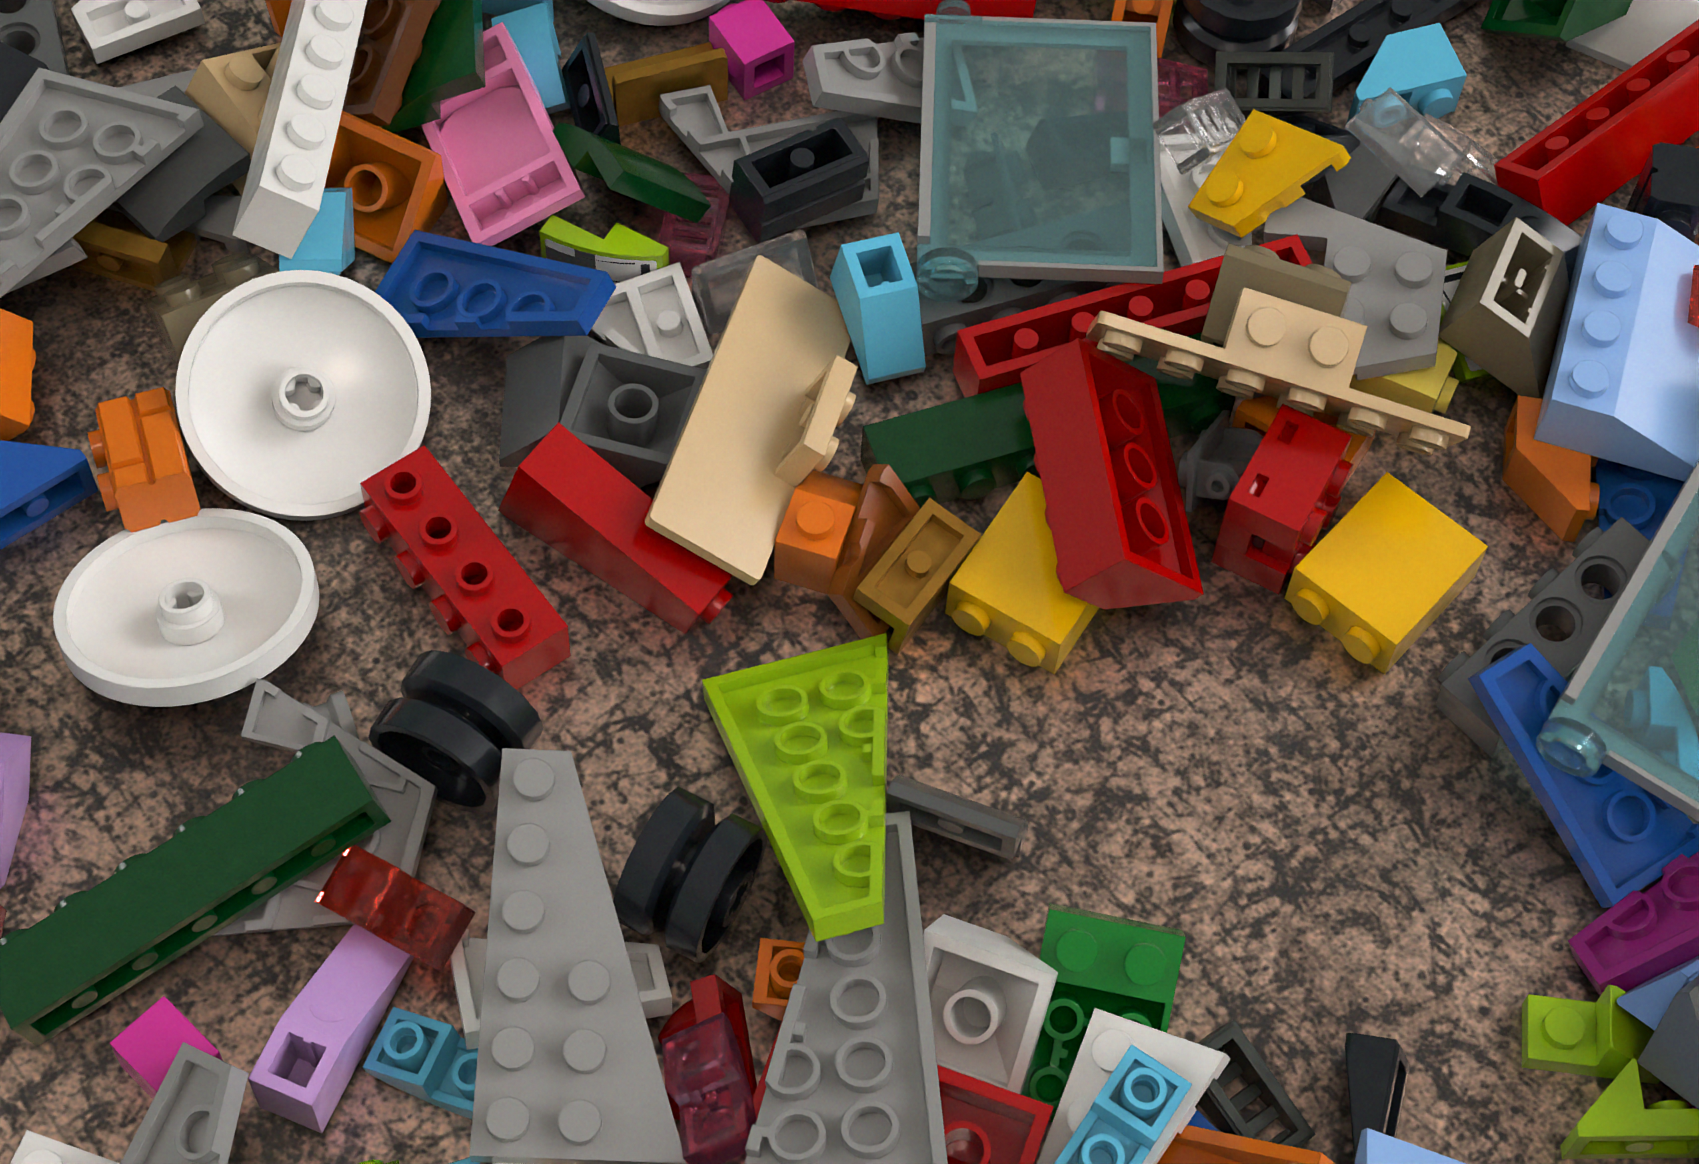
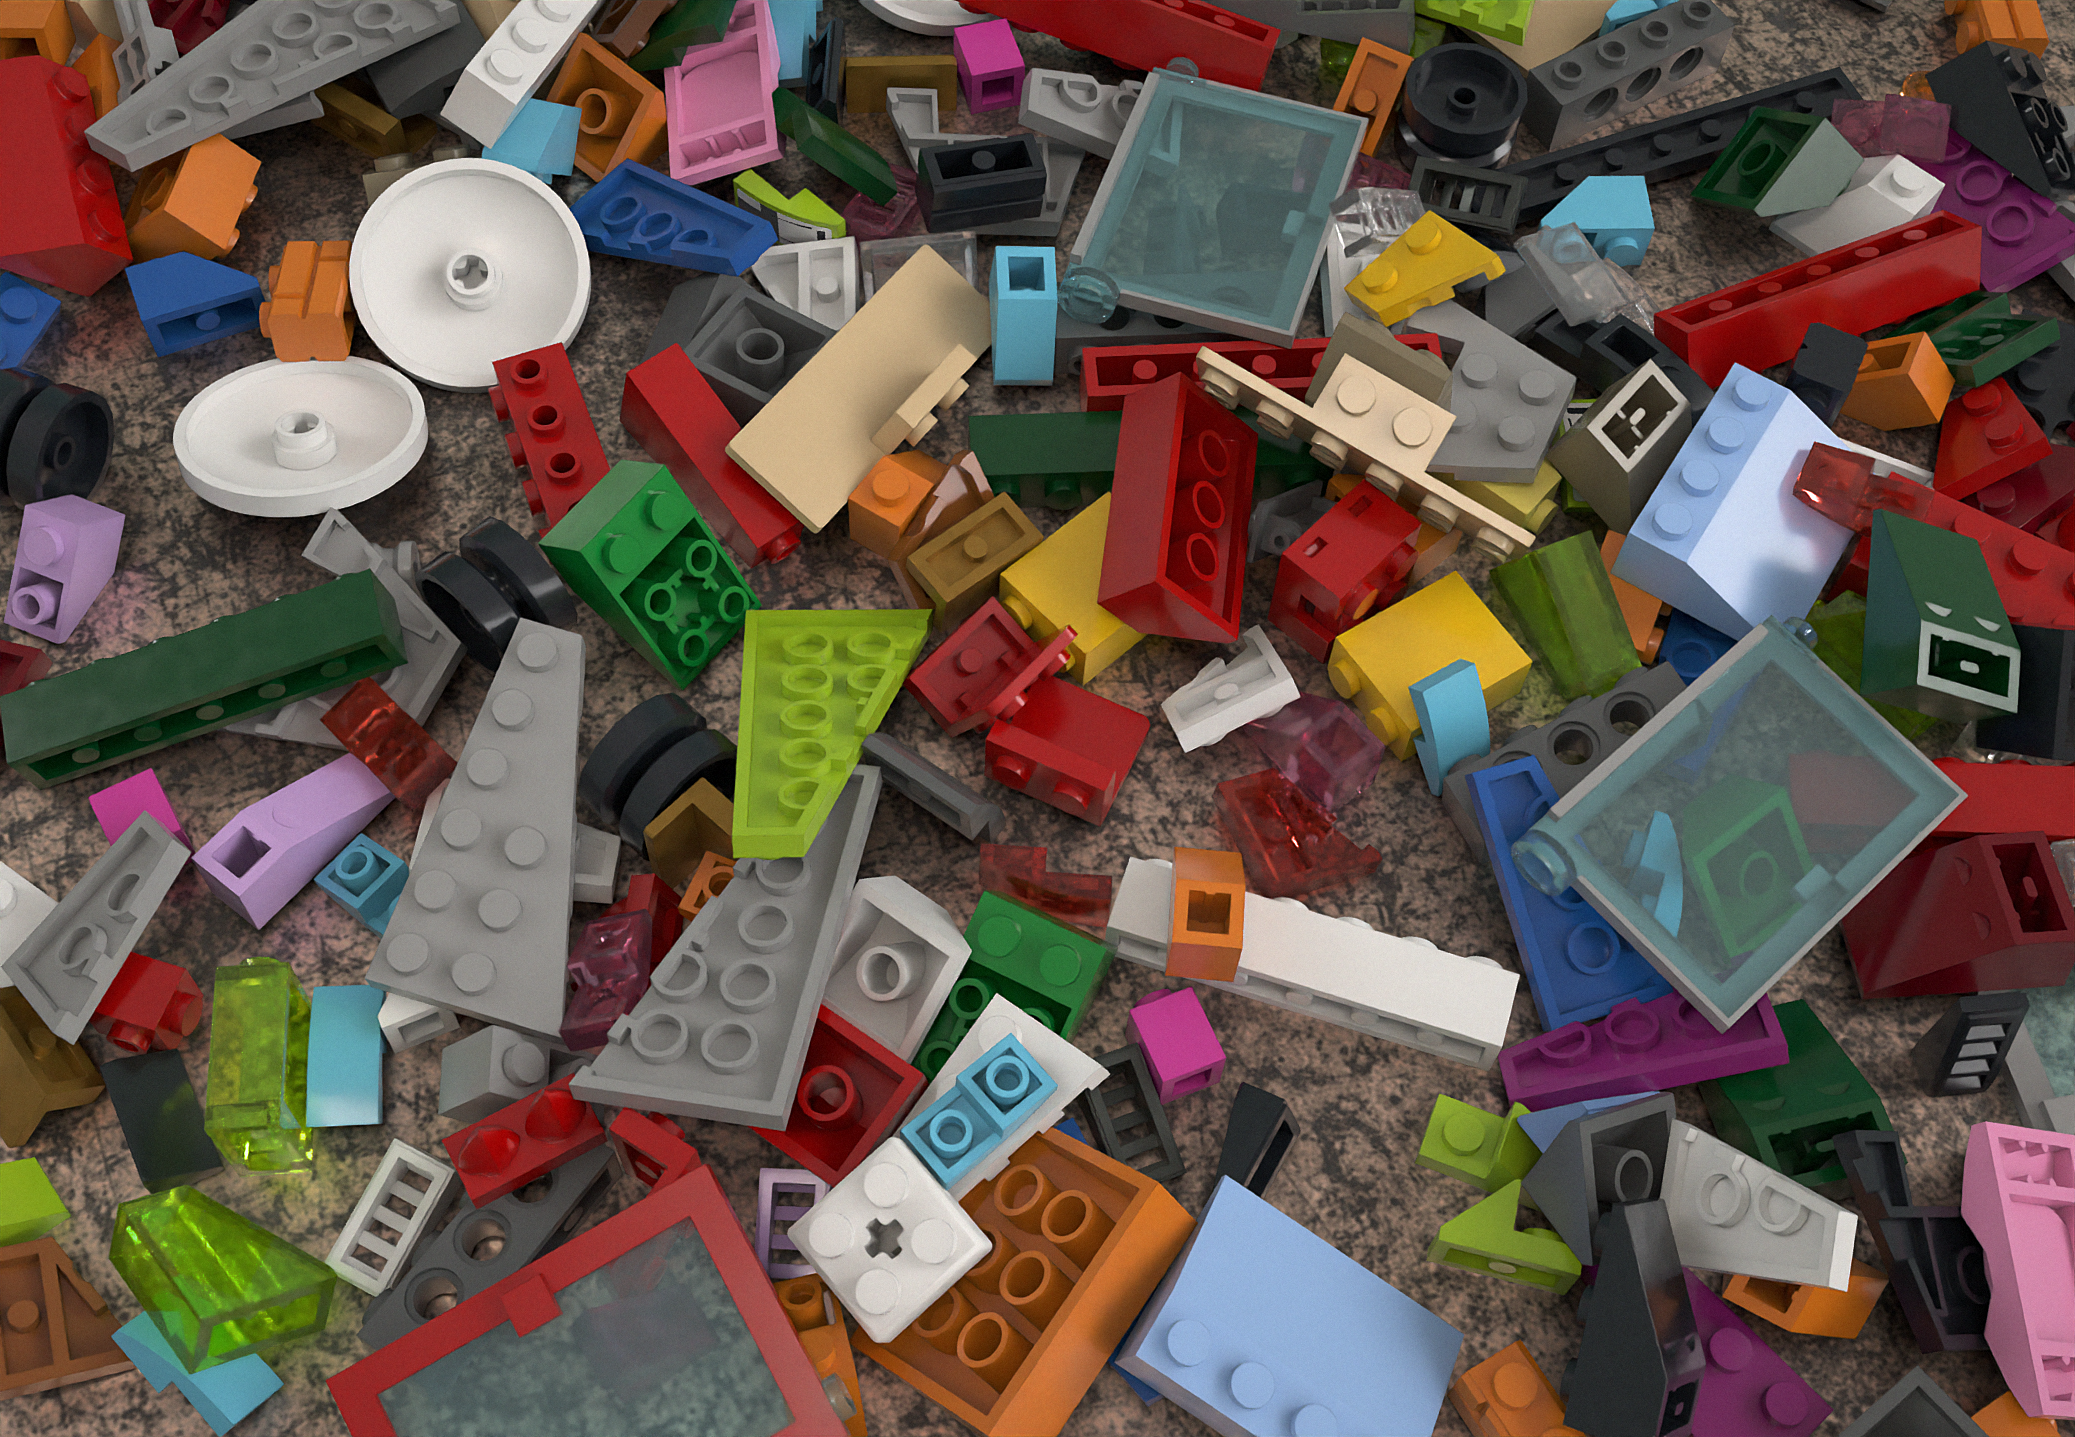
camera: 15 degrees right, 0 degrees up
(601, 661) = (651, 569): none -> green slope
(750, 911) = (687, 829): none -> pearl gold panel
(967, 684) = (984, 670): none -> red bracket
(1066, 742) = (1066, 748): none -> red bracket
(1072, 883) = (1023, 874): none -> clear red slope
(1207, 647) = (1230, 694): none -> white wing
(1268, 1008) = (1176, 1043): none -> dark pink brick
(1270, 877) = (1205, 914): none -> orange slope
(1305, 778) = (1287, 837): none -> clear red wing
(1307, 680) = (1320, 748): none -> clear pink slope
(1369, 897) = (1335, 970): none -> white brick
(1434, 626) = (1451, 719): none -> medium azure slope
(1507, 492) = (1569, 615): none -> clear neon green slope

